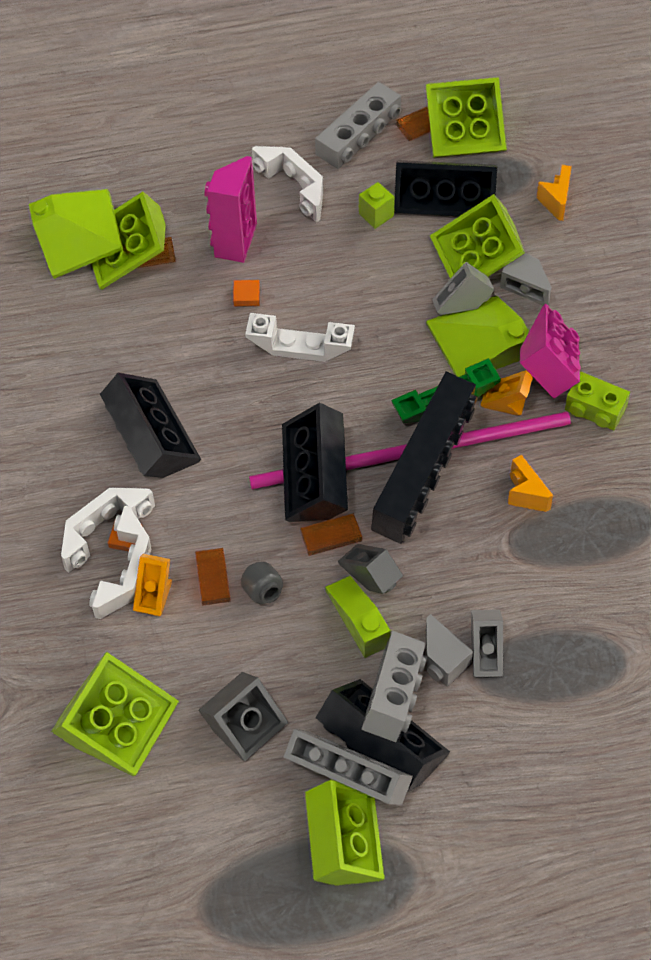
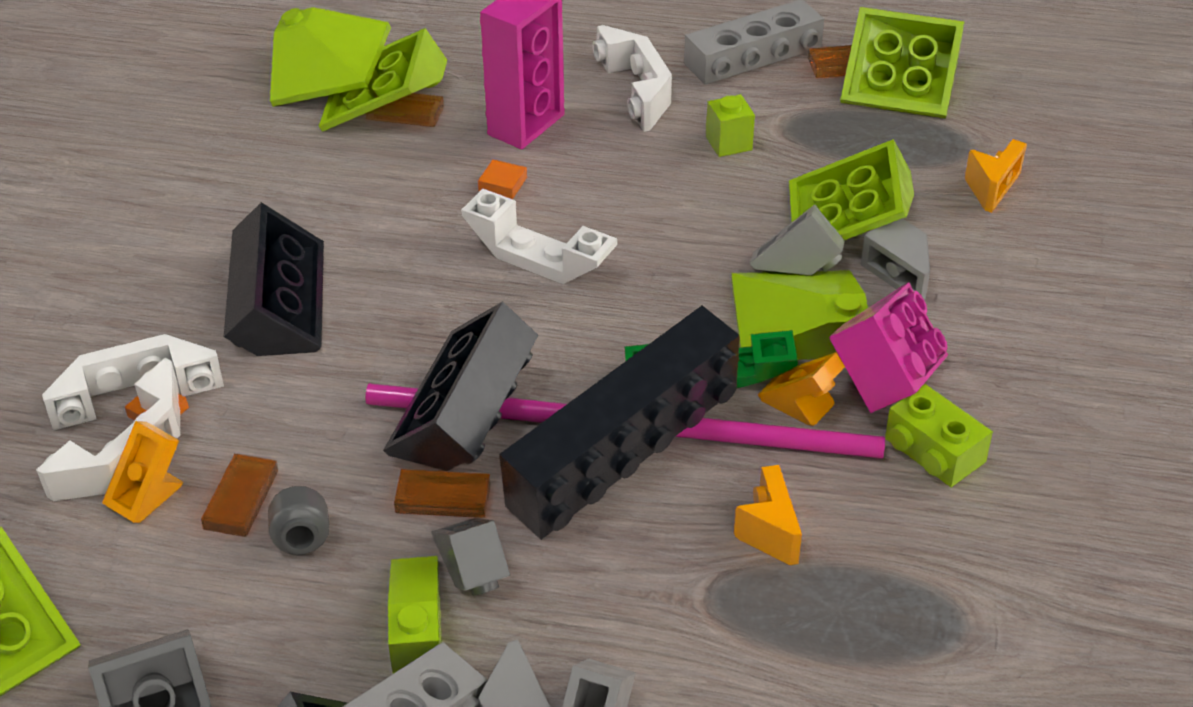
camera: 20 degrees right, 15 degrees down
(442, 187) = (828, 124): black slope -> none

